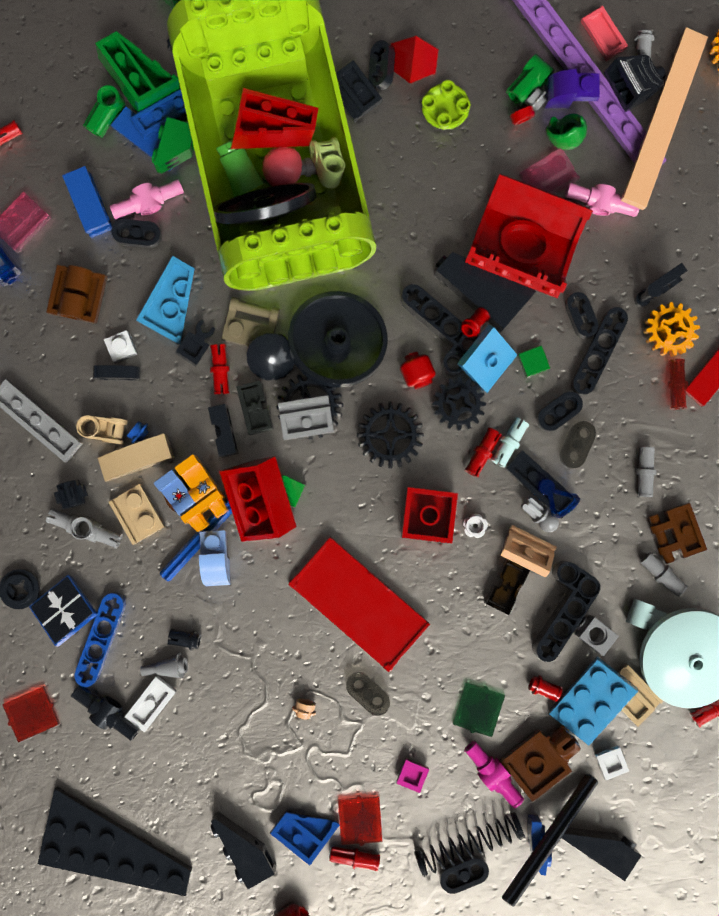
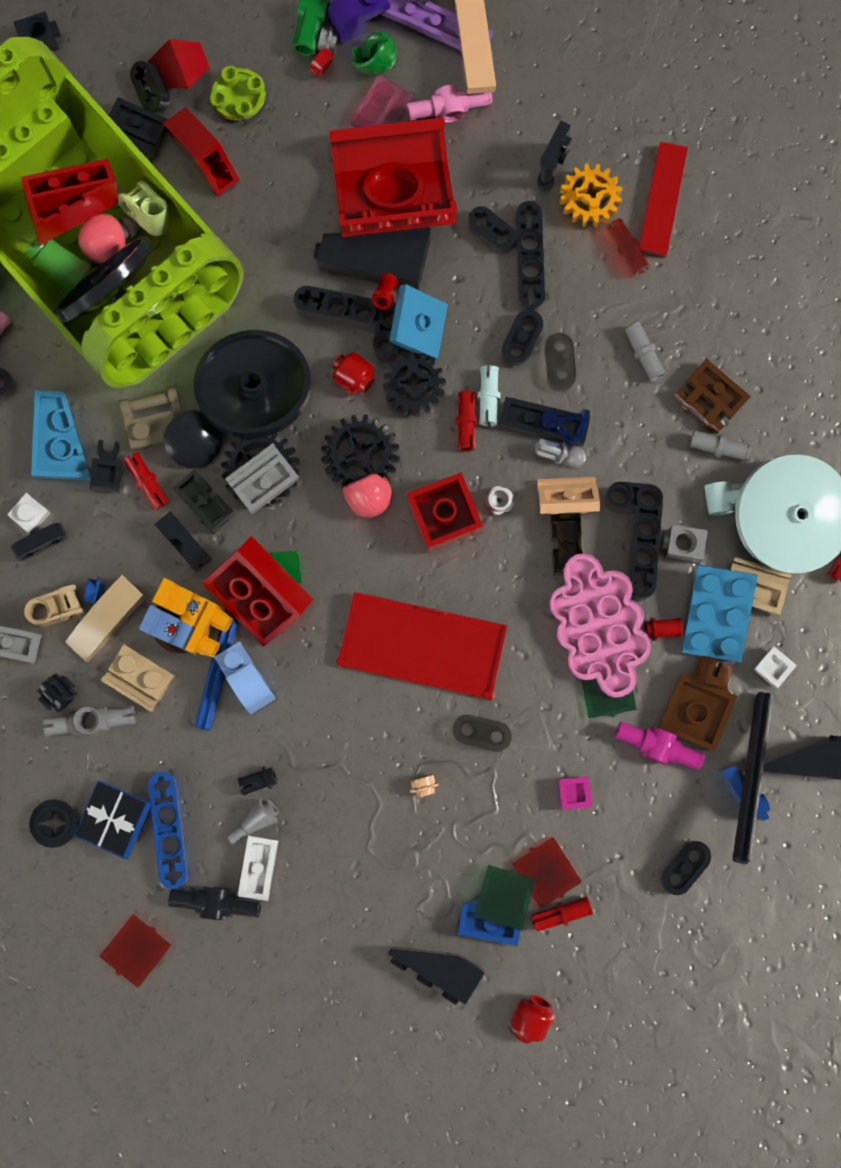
camera: 20 degrees left, 5 degrees down
(100, 847) = (279, 1052): black wing -> none
(319, 825) = (505, 897): none -> clear green piece
(379, 472) = (368, 496): none -> coral hair
(394, 136) = (202, 151): none -> red slope
(420, 855) = (709, 783): black piece -> none
(499, 662) = (600, 625): none -> bright pink plate
(533, 361) = (468, 302): green tile -> none

